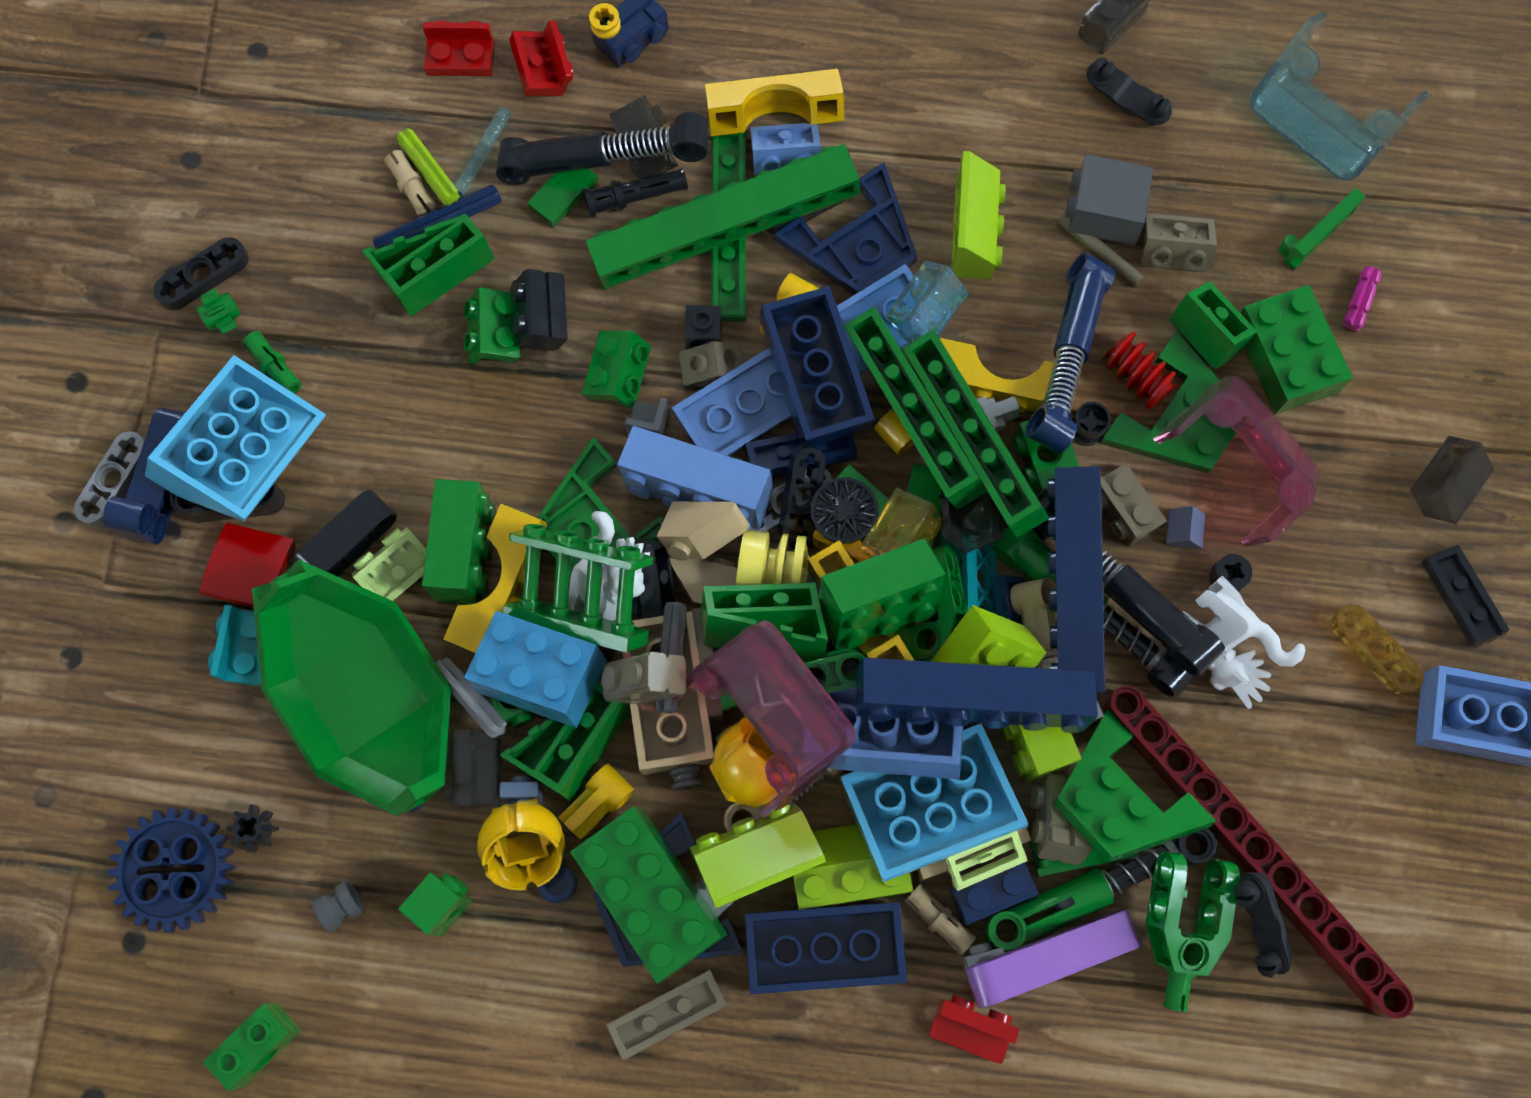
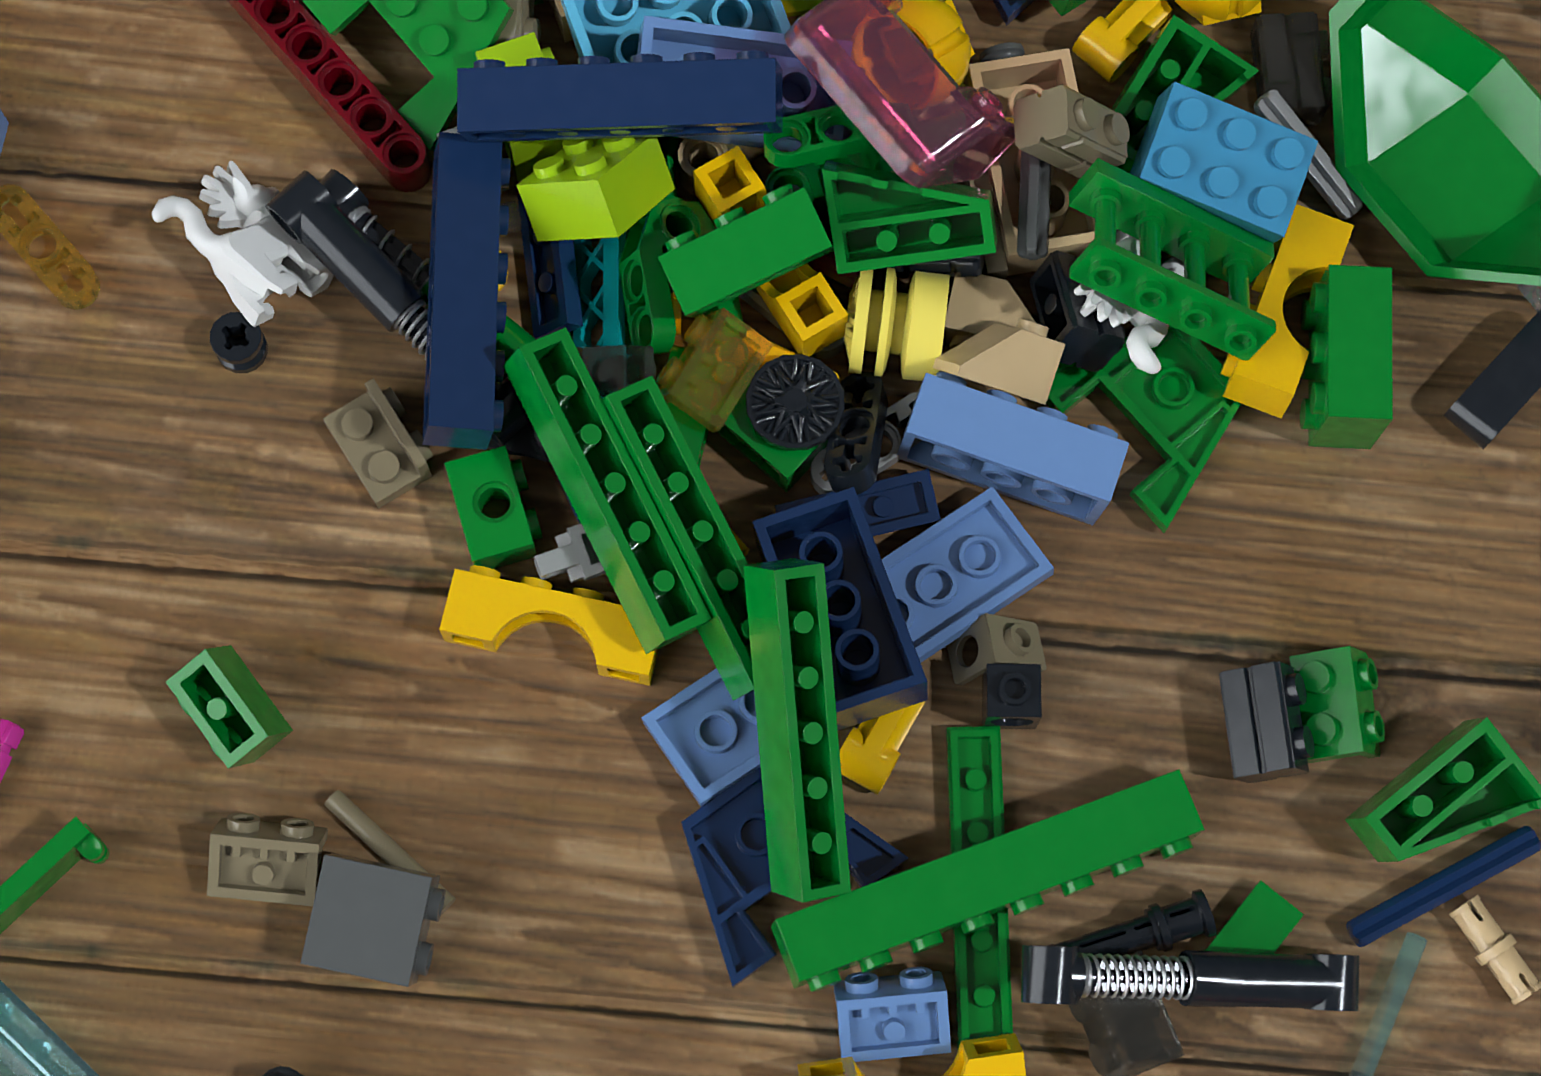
camera: 175 degrees right, 0 degrees up
(393, 566) = (1443, 339): yellowish green bracket -> none
(428, 167) = (1471, 972): lime axle -> none
(520, 789) = (1234, 36): sand blue plate -> none
(616, 367) = (1140, 640): green bracket -> none
(649, 416) = (1088, 556): dark grey panel -> none
(847, 279) = (797, 728): none -> green brick
(927, 302) = (670, 715): clear light blue brick -> none
(977, 219) = (584, 880): lime slope -> none
(1032, 603) = (526, 288): tan piece -> none
(1052, 421) = (413, 780): dark blue piece -> none
(1092, 416) = (425, 547): black wheel -> none
(1141, 370) = (344, 642): red piece -> none
(1185, 527) = (295, 412): sand blue slope -> none
(1198, 445) = (268, 569): green wing -> none
(1236, 405) = (210, 561): clear pink windscreen -> none
(1294, 350) = (109, 675): green brick -> none

